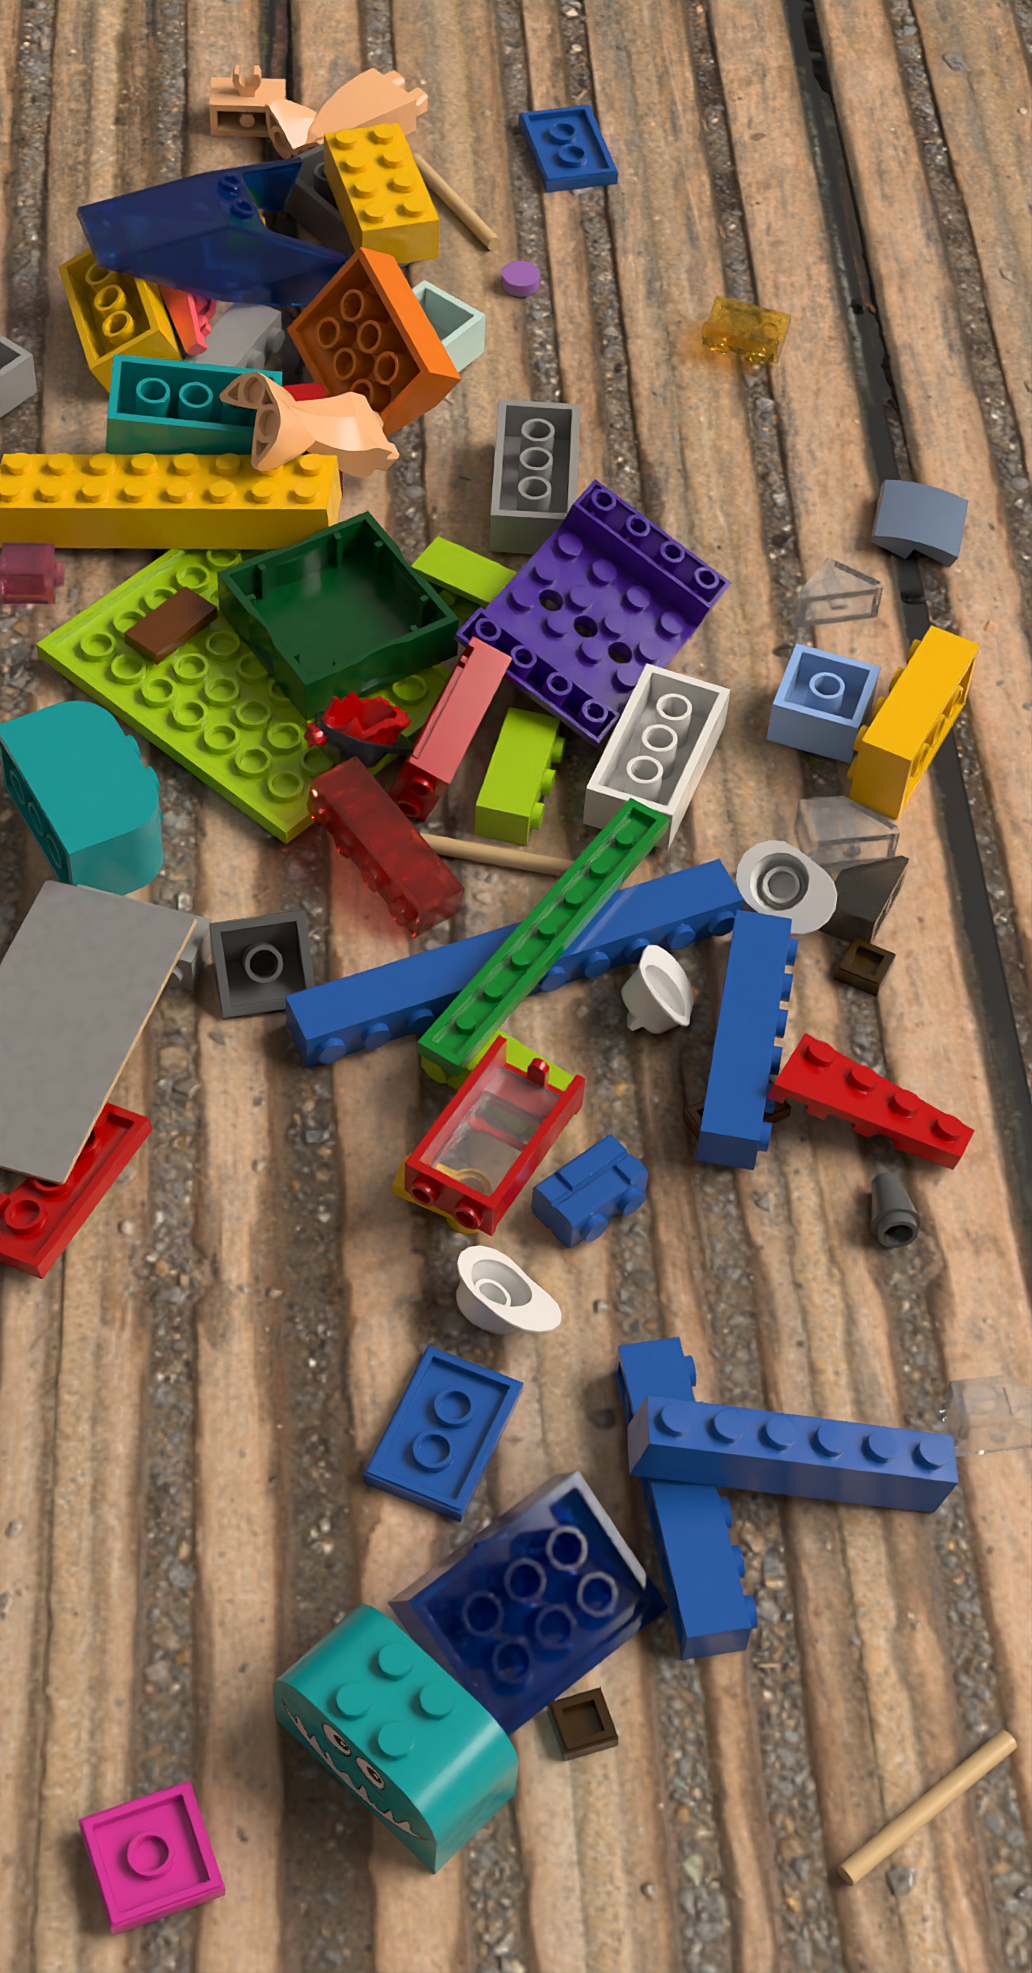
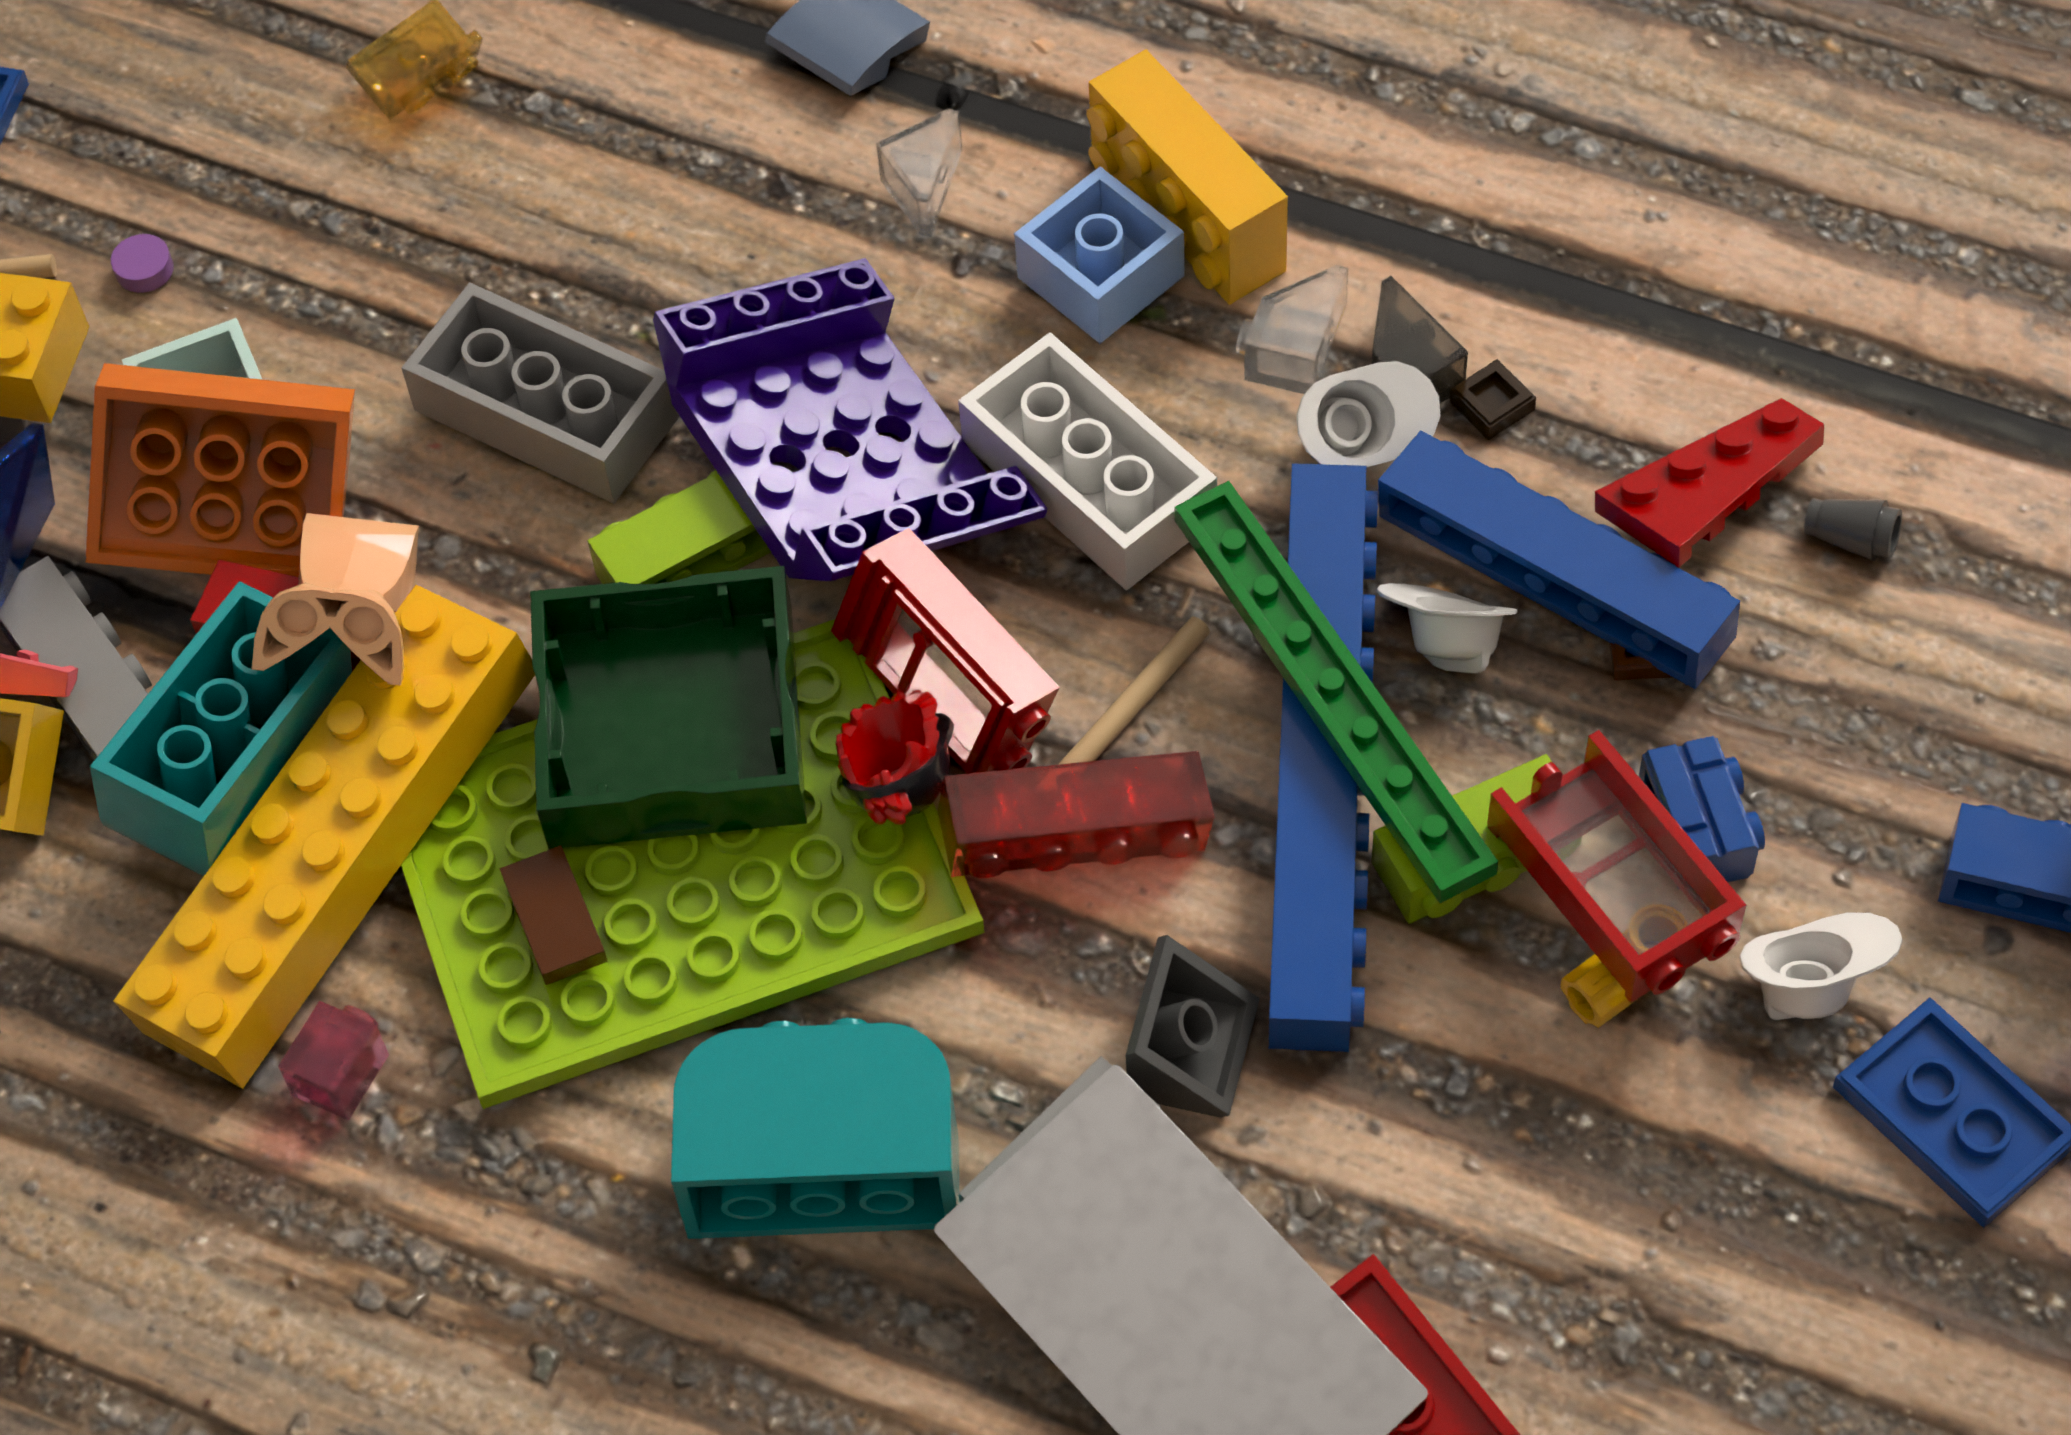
camera: 55 degrees left, 5 degrees up
(519, 777) = (1062, 637): lime brick -> none

